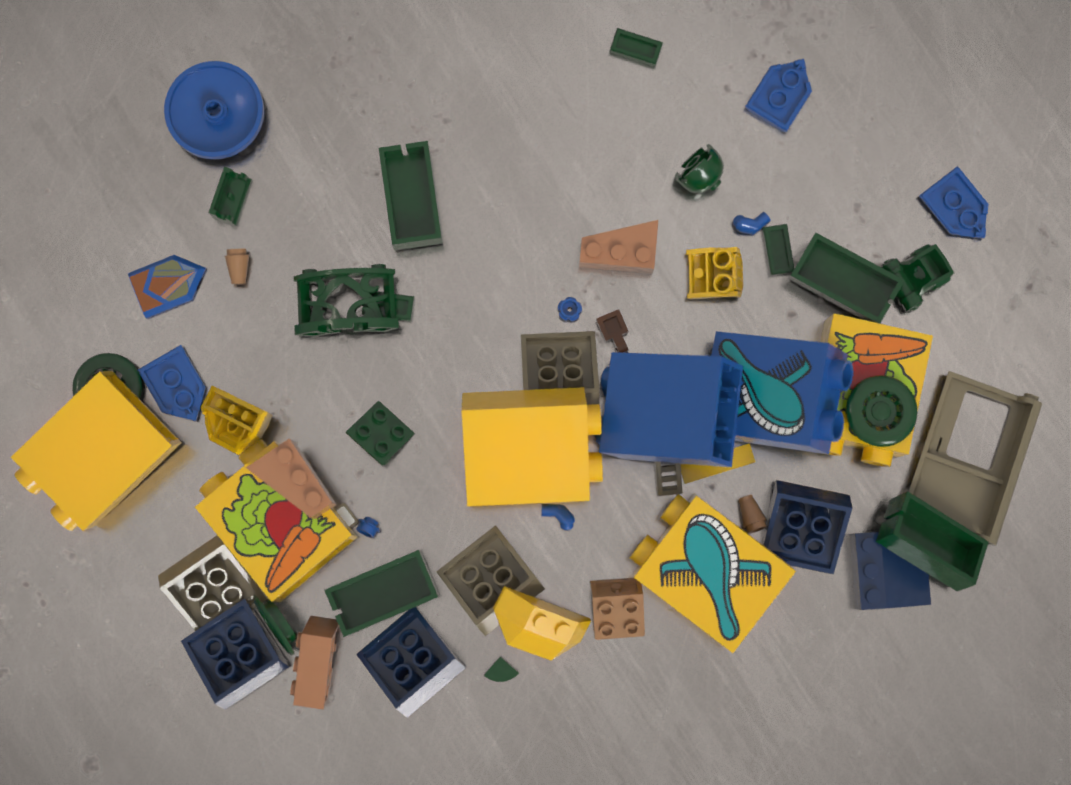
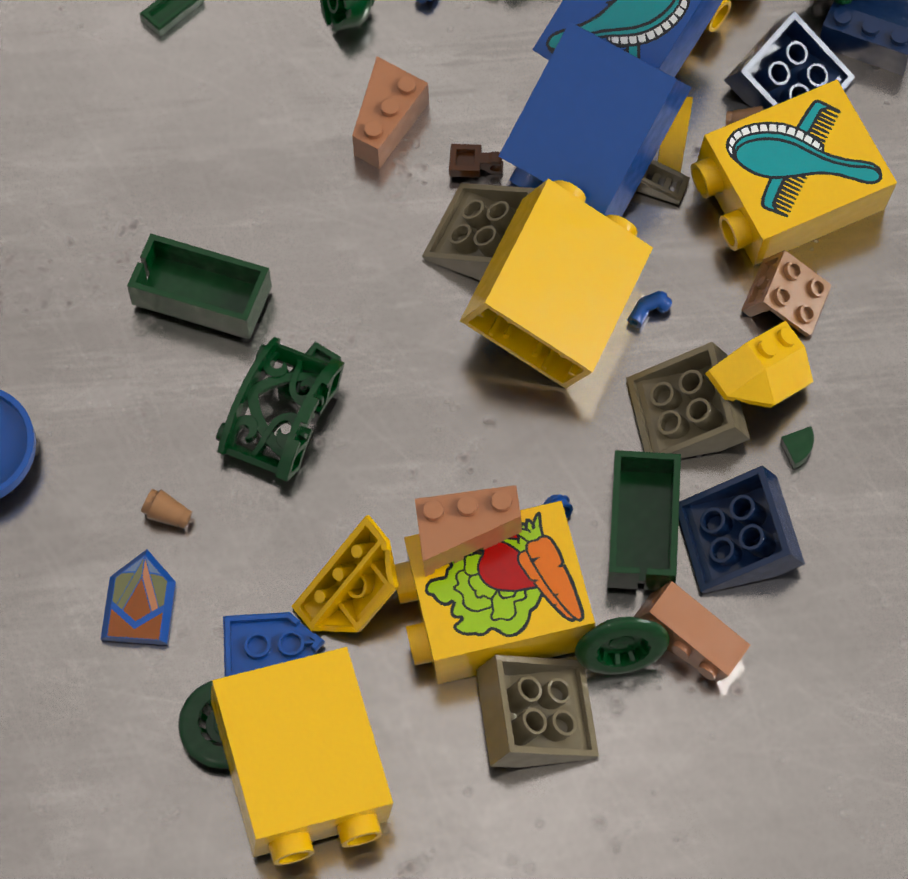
camera: 60 degrees left, 20 degrees down
(230, 196) = (80, 481): dark green hinge -> none
(234, 654) = (632, 719): dark blue slope -> none
(380, 433) = (454, 446): dark green hinge -> none
(565, 304) = (419, 187): blue plate -> none
(715, 273) = (463, 40): yellow slope -> none

